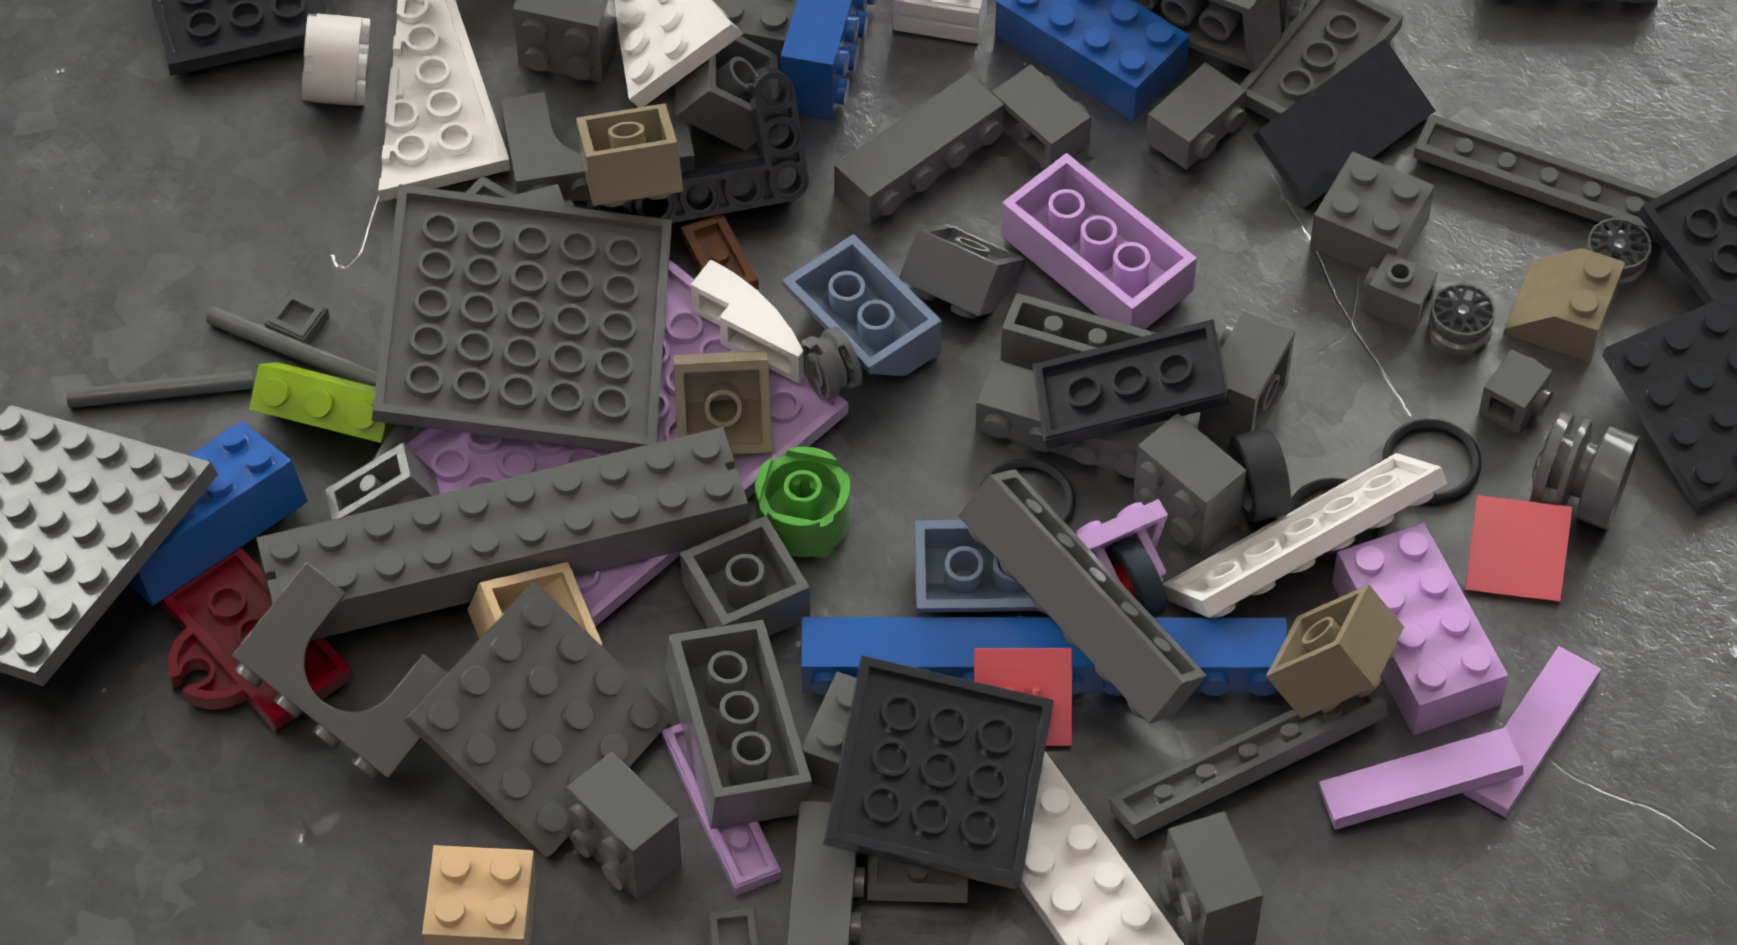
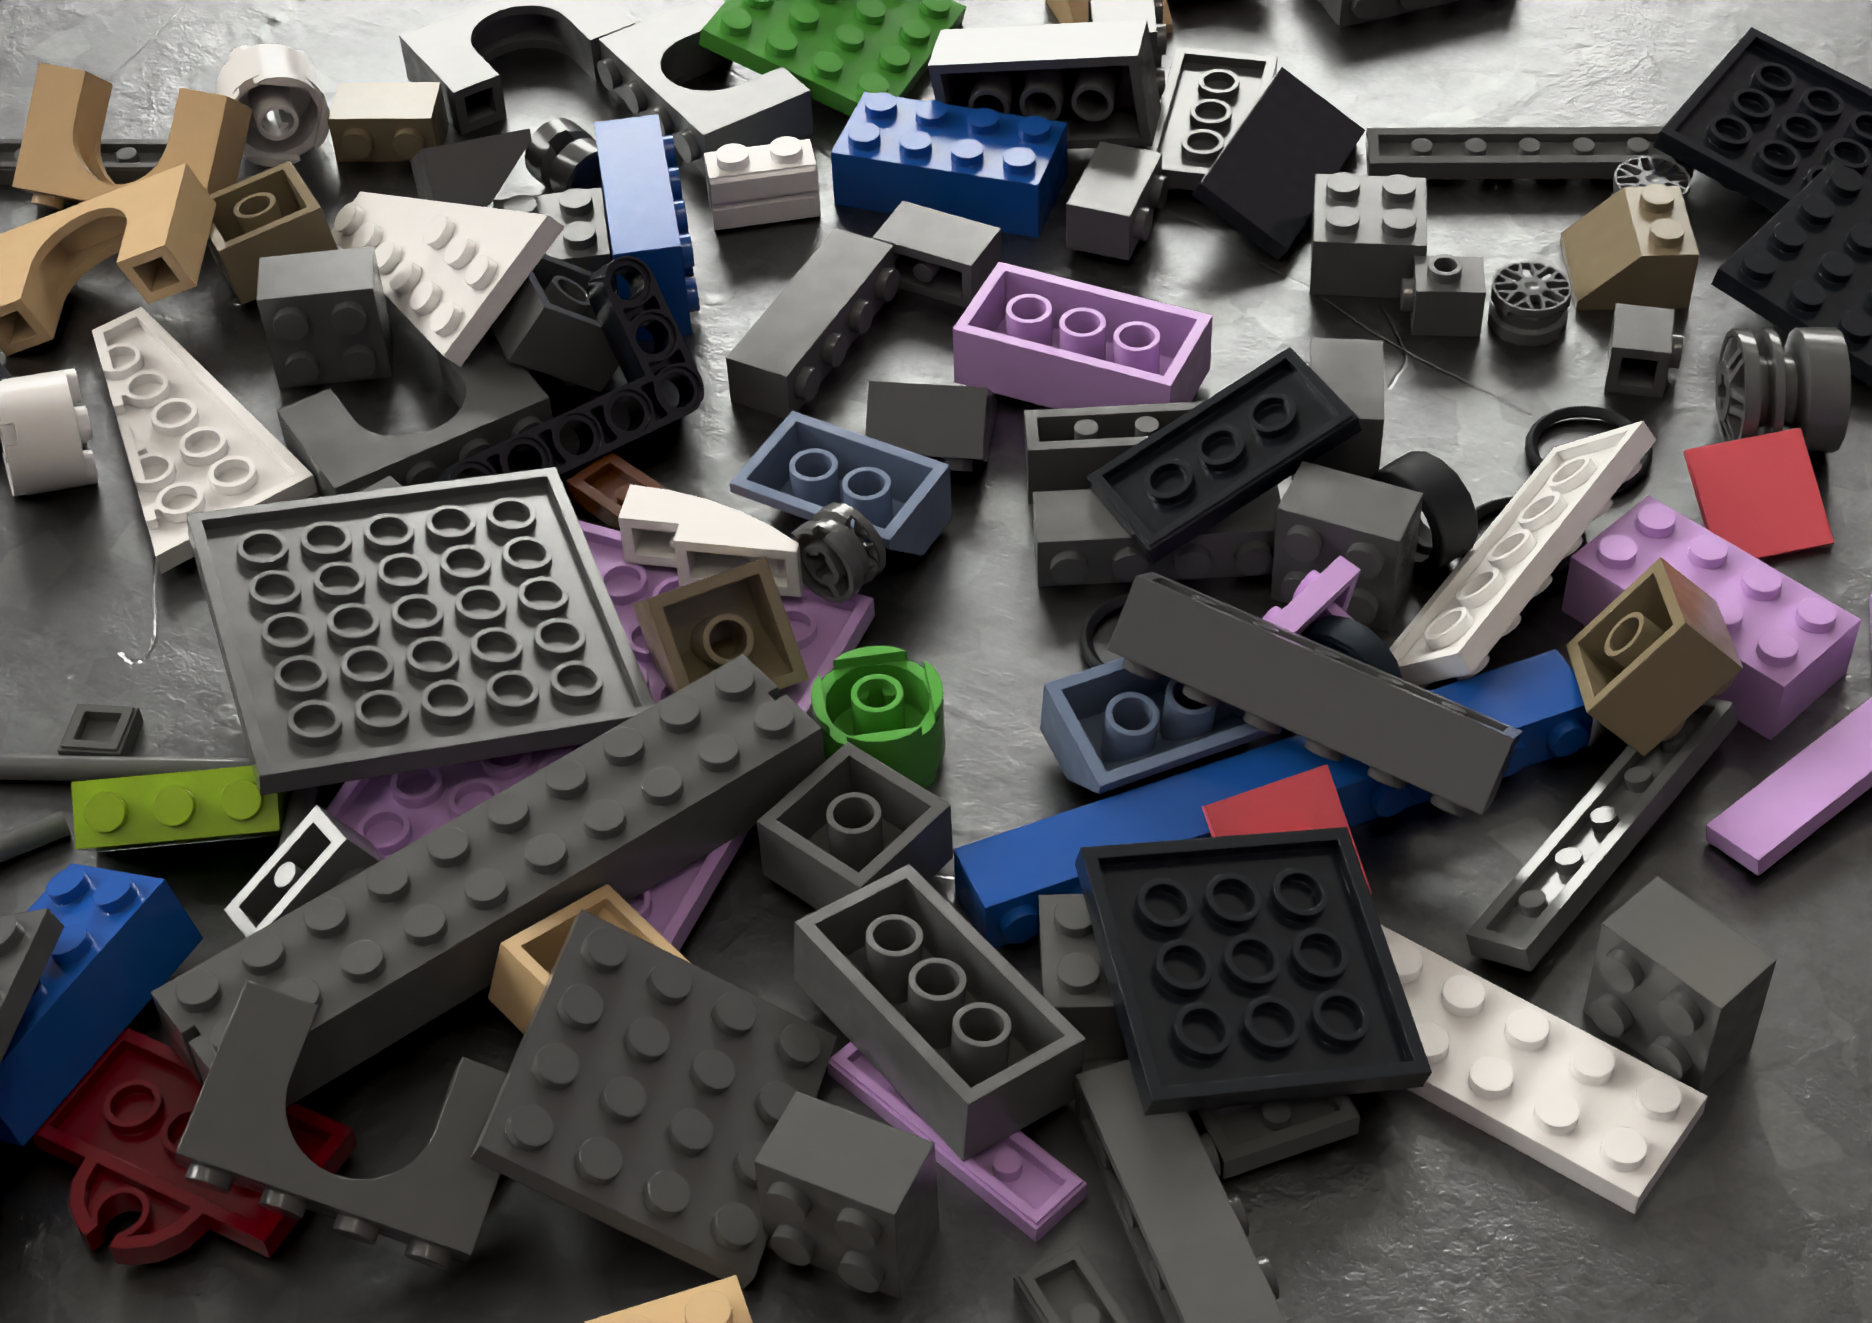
camera: 20 degrees left, 10 degrees down
(630, 155) = (476, 402): dark tan brick -> none

